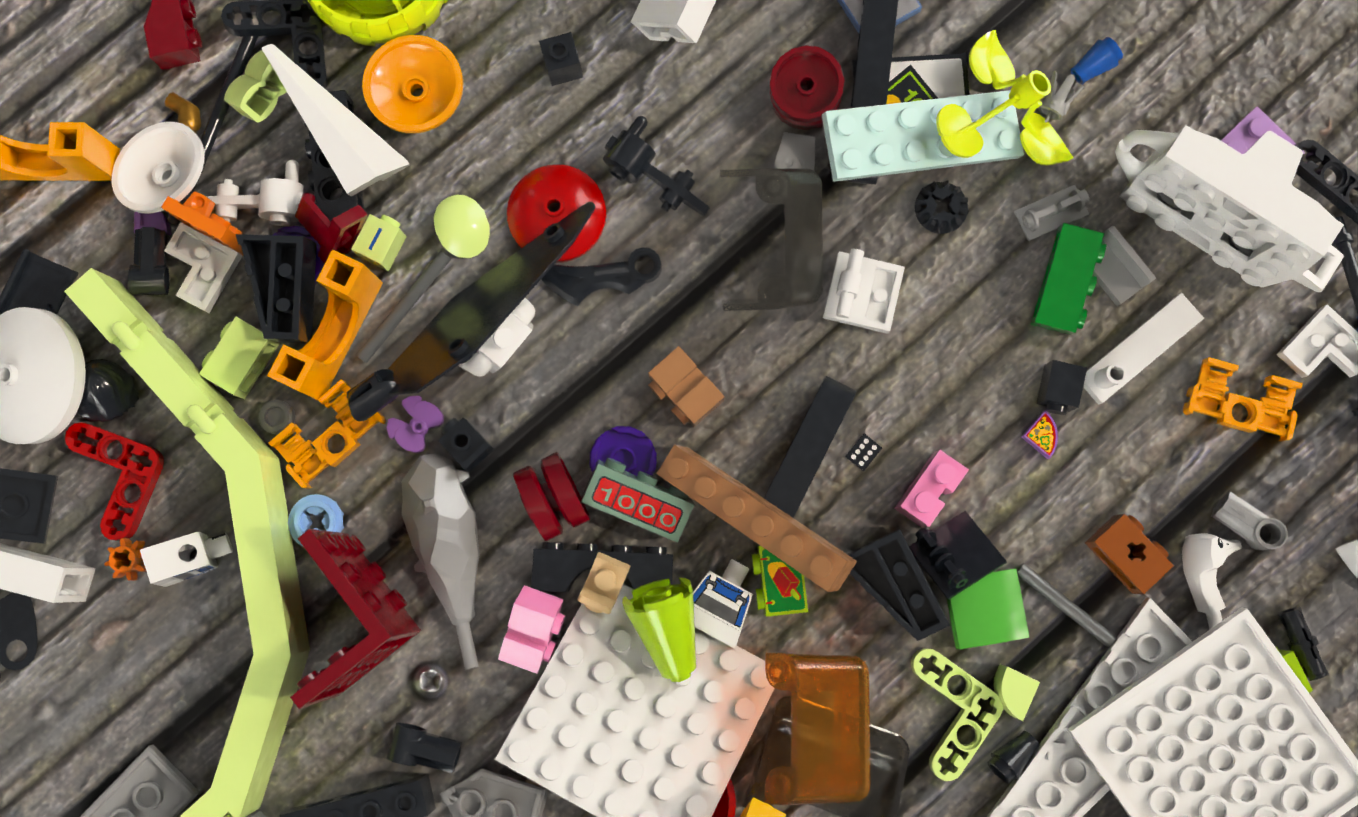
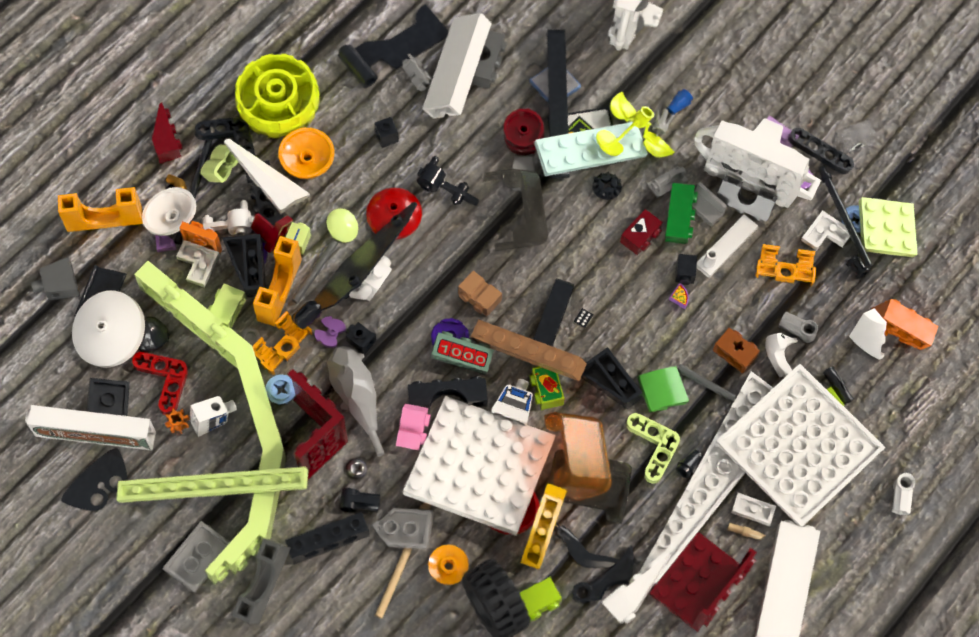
camera: 15 degrees left, 15 degrees down
(149, 272) = (168, 261): black piece -> none
(166, 705) = (212, 484): none -> yellowish green plate
(547, 498) = (414, 355): dark red wheel -> none
(578, 282) = (411, 247): black piece -> none
(603, 584) = (450, 395): tan bracket -> none
(666, 625) = (488, 411): lime cone -> none
(863, 291) = (570, 233): white plate -> none
(937, 476) = (622, 329): bright pink brick -> none
(956, 554) = (641, 361): black hinge -> none
(991, 305) = (641, 232): none -> dark red brick
(1014, 690) = (684, 428): yellowish green brick -> none
(1211, 284) = (759, 207): none -> arch

